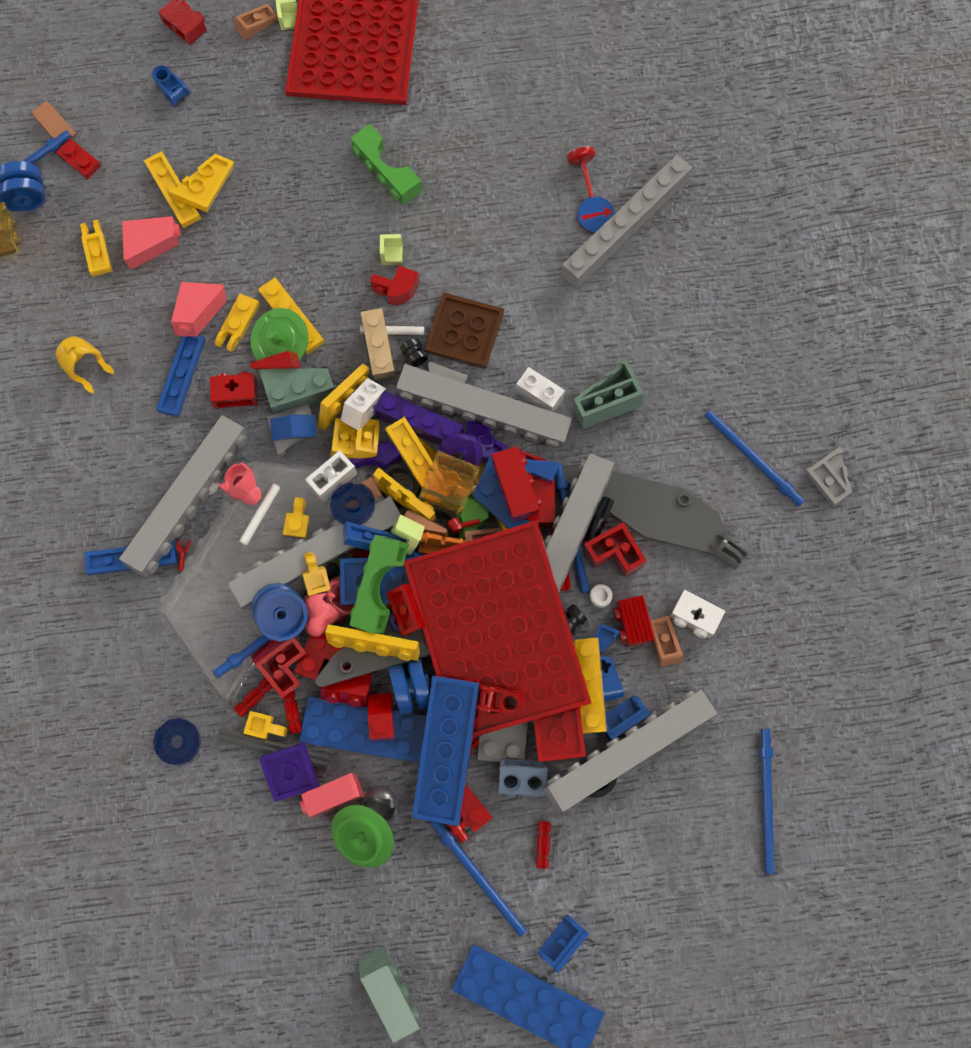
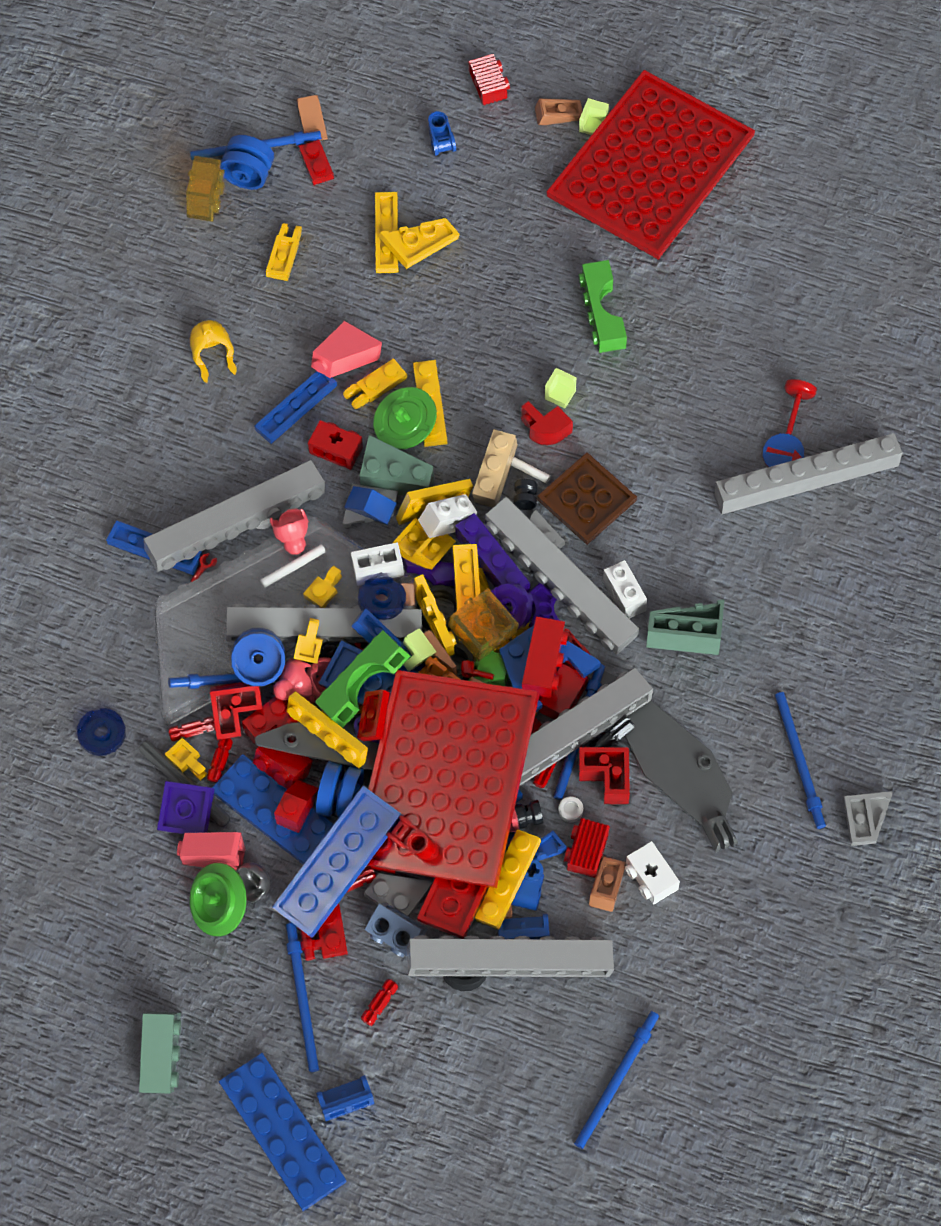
camera: 30 degrees right, 10 degrees down
(148, 239) = (337, 267): coral slope -> none
(282, 360) = (396, 438): red slope -> none

